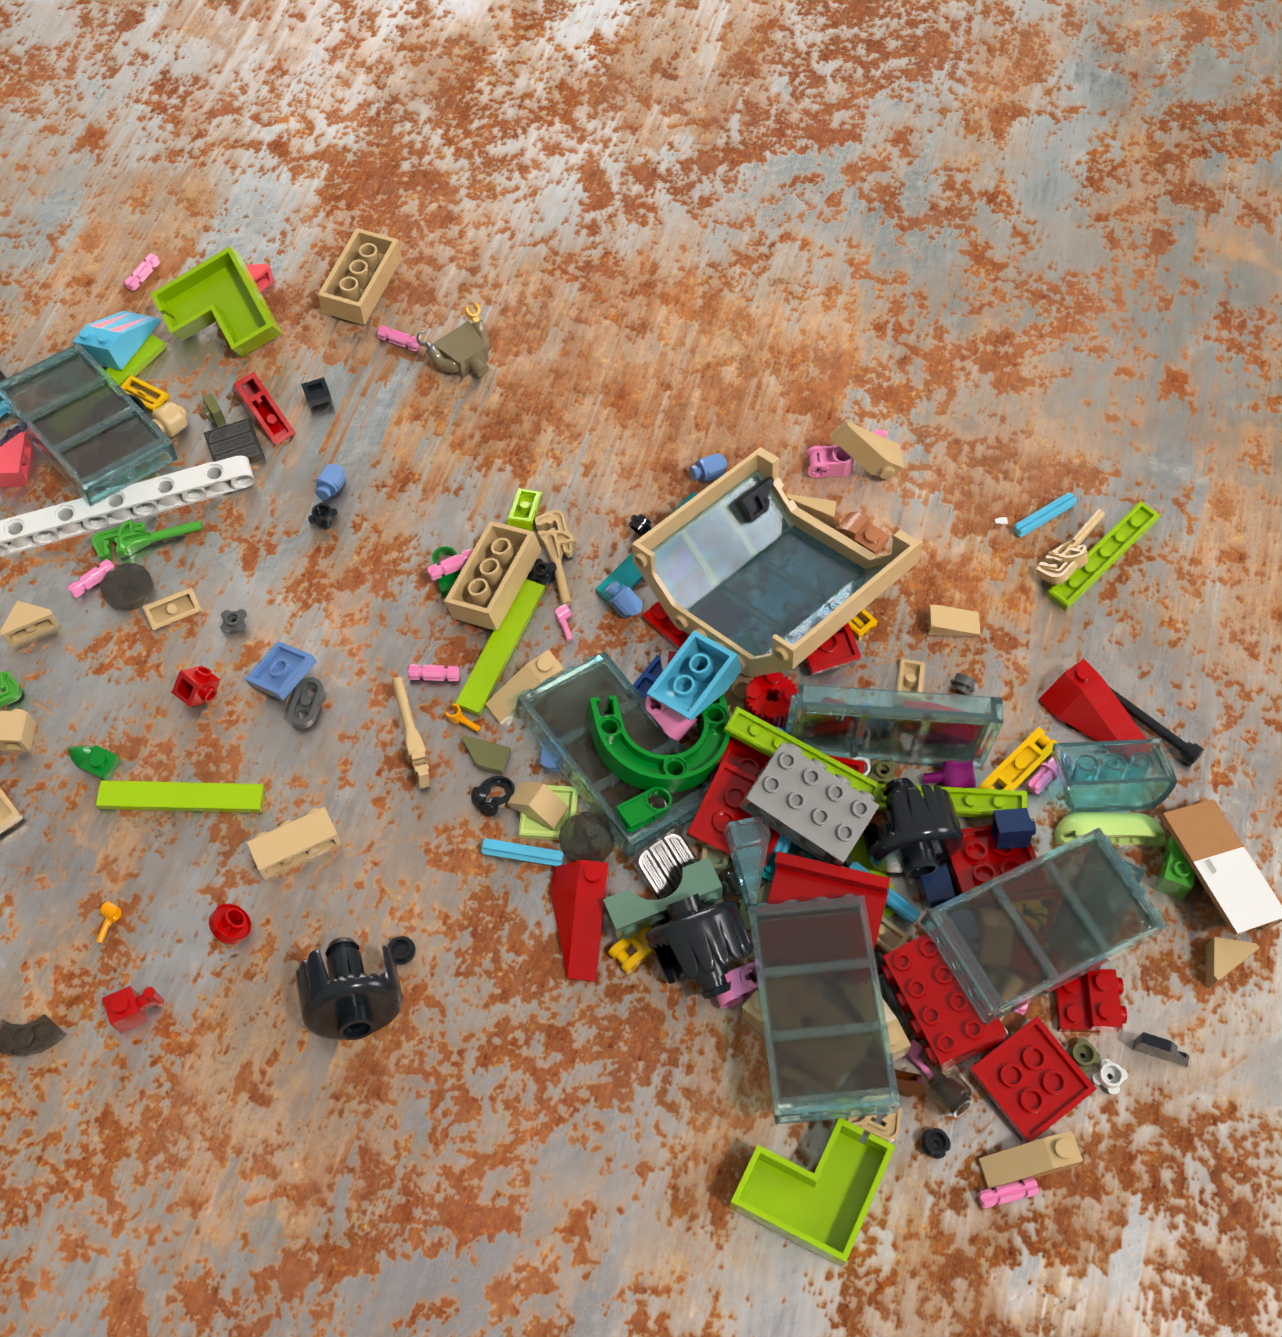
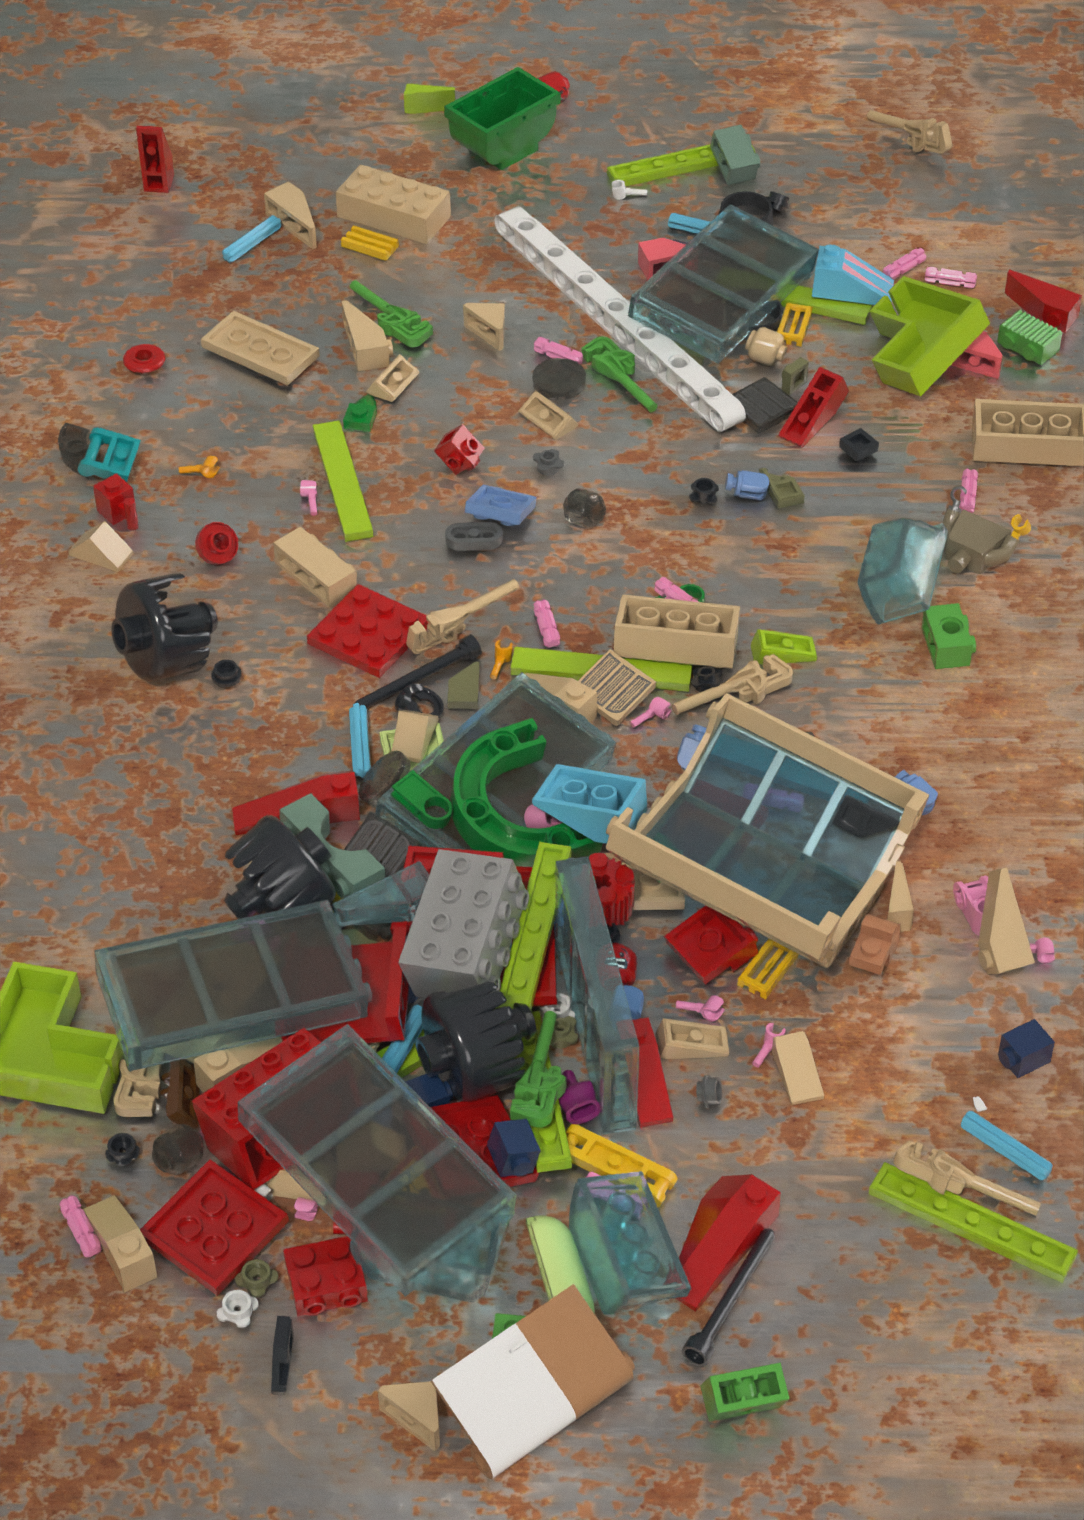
camera: 75 degrees right, 15 degrees down
(60, 995) = (119, 456): none -> teal plate
(62, 723) = (393, 379): none -> tan slope
(108, 296) = (905, 263): none -> bright pink axle
(182, 1037) = (102, 547): none -> tan slope
(184, 826) = (309, 490): none -> bright pink hand
(206, 221) = (1044, 300): none -> red slope
(248, 240) = (1029, 337): none -> bright green brick
(310, 607) = (584, 508): none -> clear smoke head
(345, 457) = (783, 490): none -> olive tile
(387, 817) = (366, 630): none -> red plate
(444, 740) = (467, 648): none -> black piece
(483, 401) = (901, 567): none -> clear light blue windscreen
(531, 637) = (618, 686): none -> tile
(556, 398) = (948, 636): none -> bright green brick
(883, 660) = (710, 1010): none -> bright pink hand
(922, 633) = (767, 1046): none -> bright pink hand
(959, 792) = (538, 1083): none -> bright green piece
(968, 475) = (1025, 1048): none -> dark blue brick
(1242, 731) = (744, 1392): none -> bright green brick

